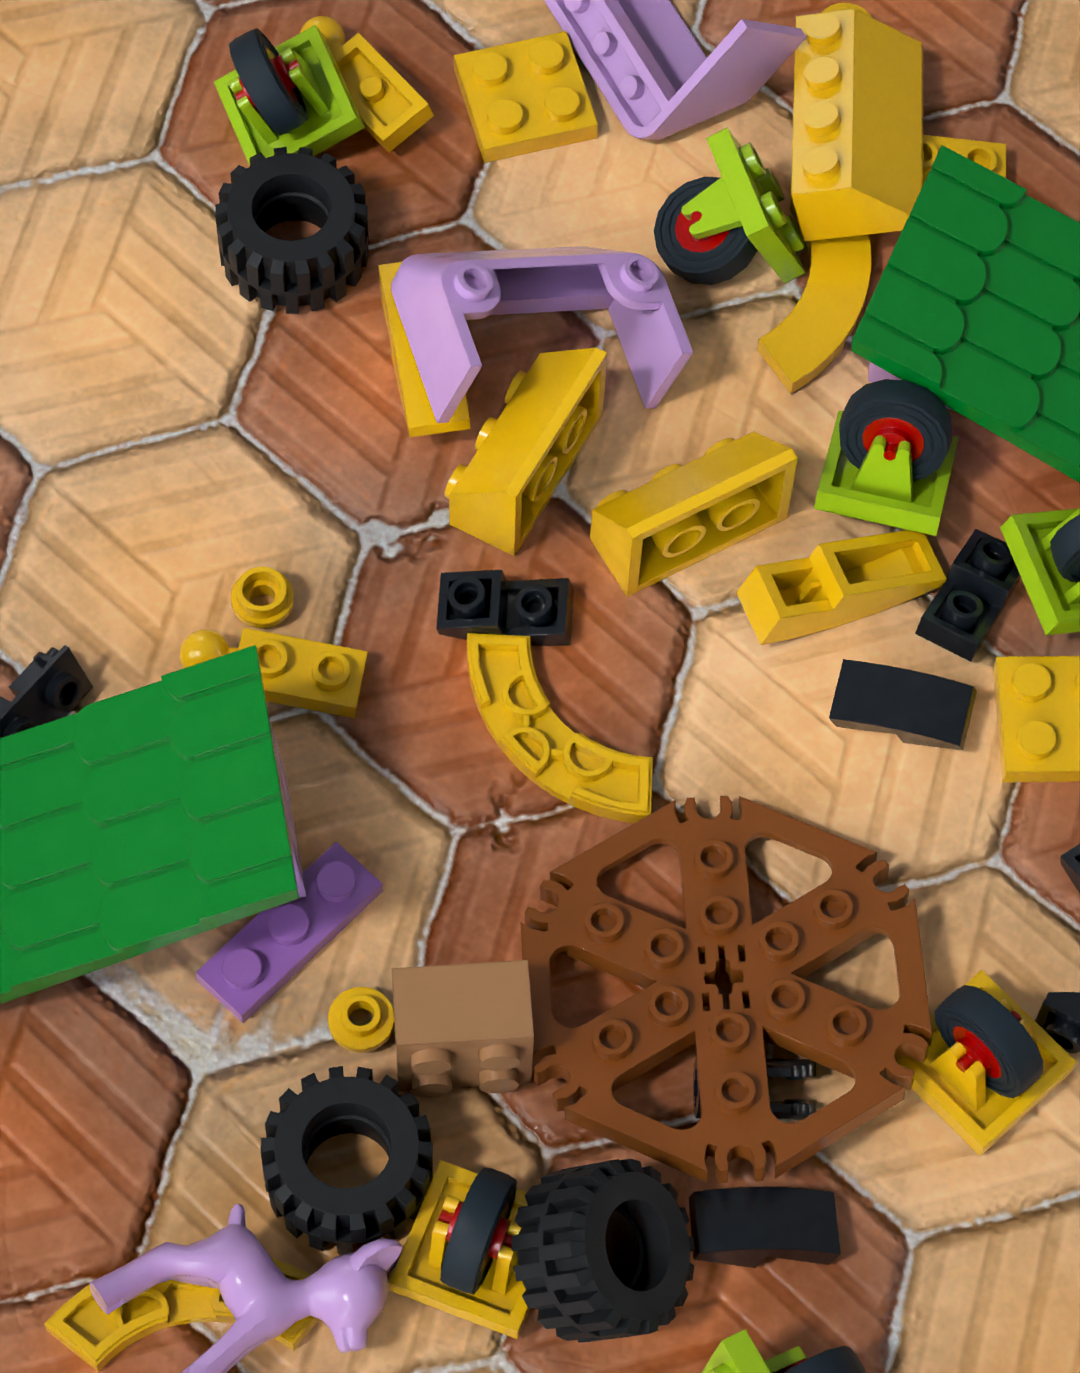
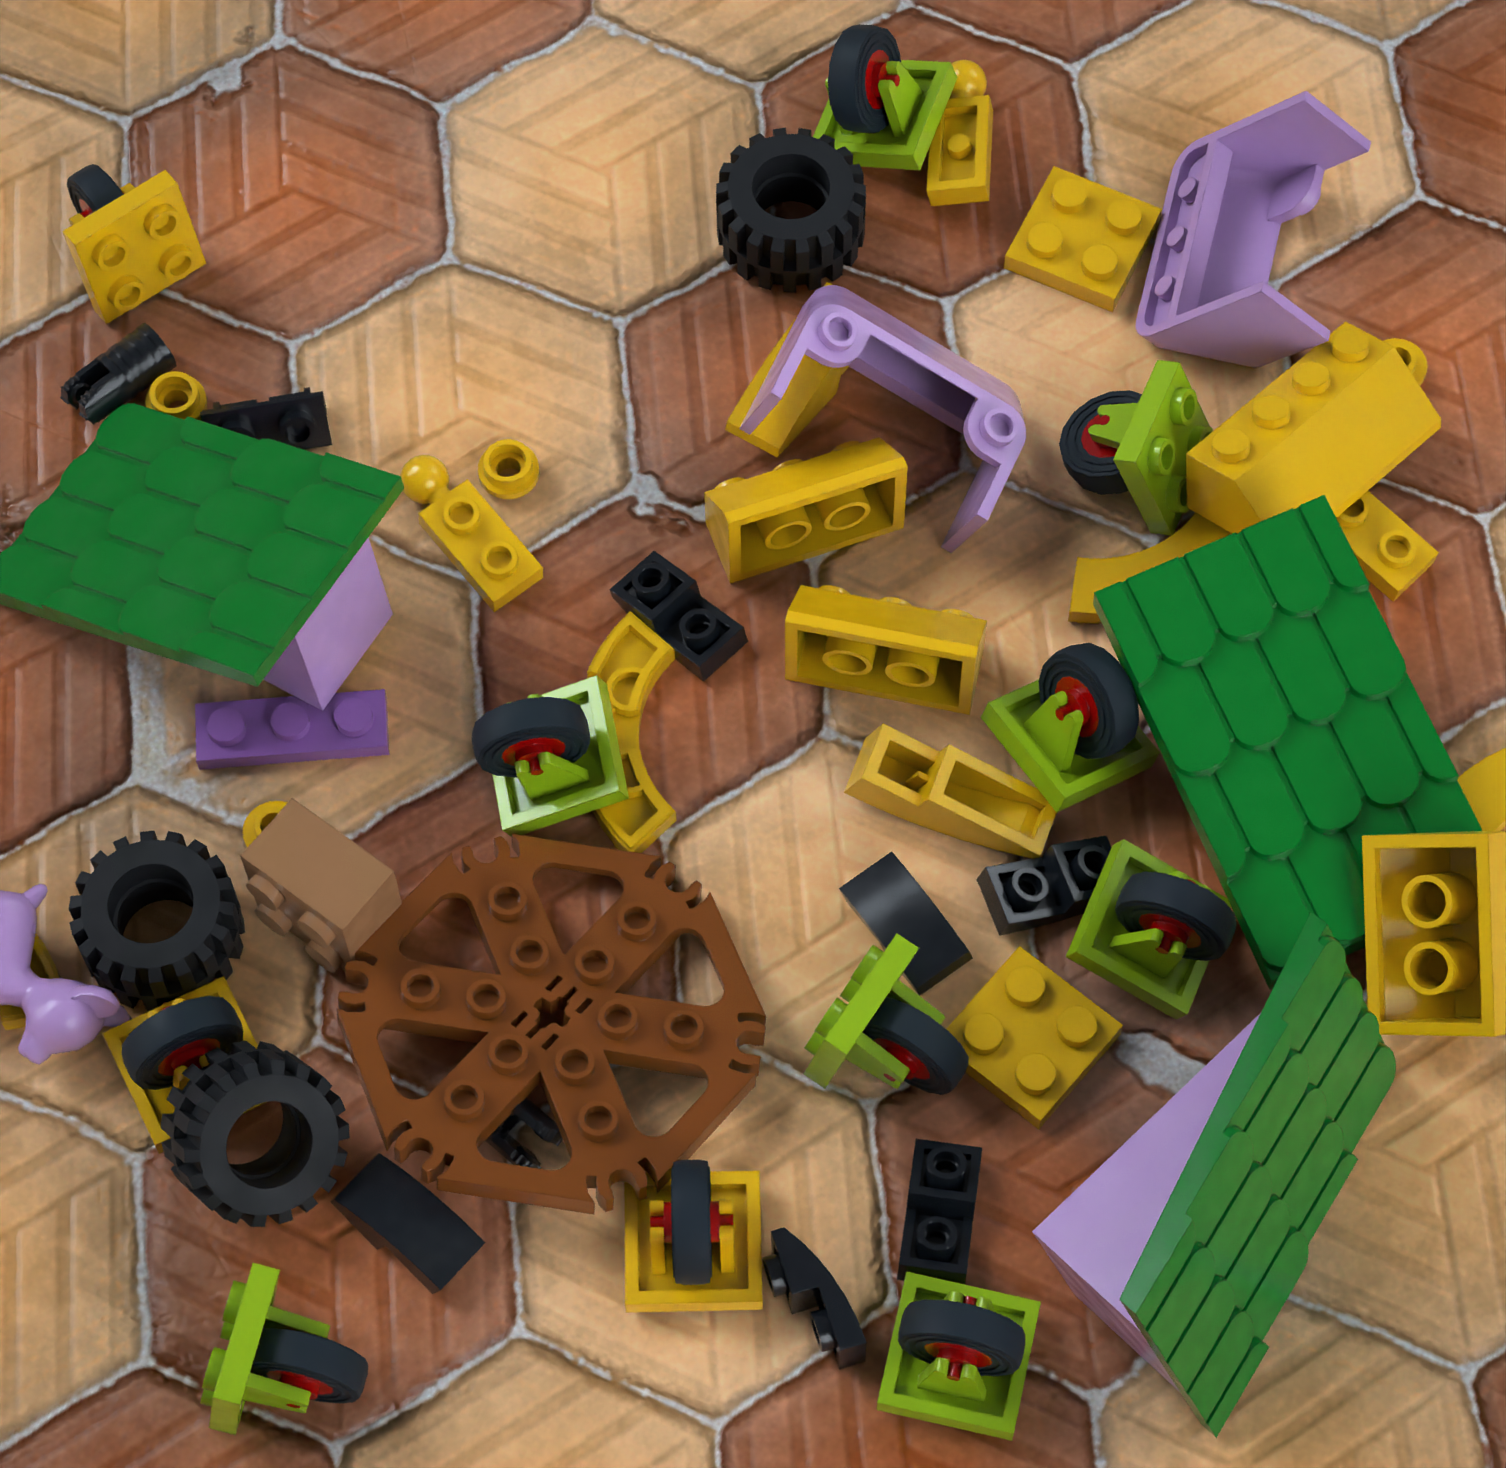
camera: 45 degrees right, 0 degrees up
(528, 786) = (552, 756): none -> plate
(971, 788) = (887, 1029): none -> lime plate

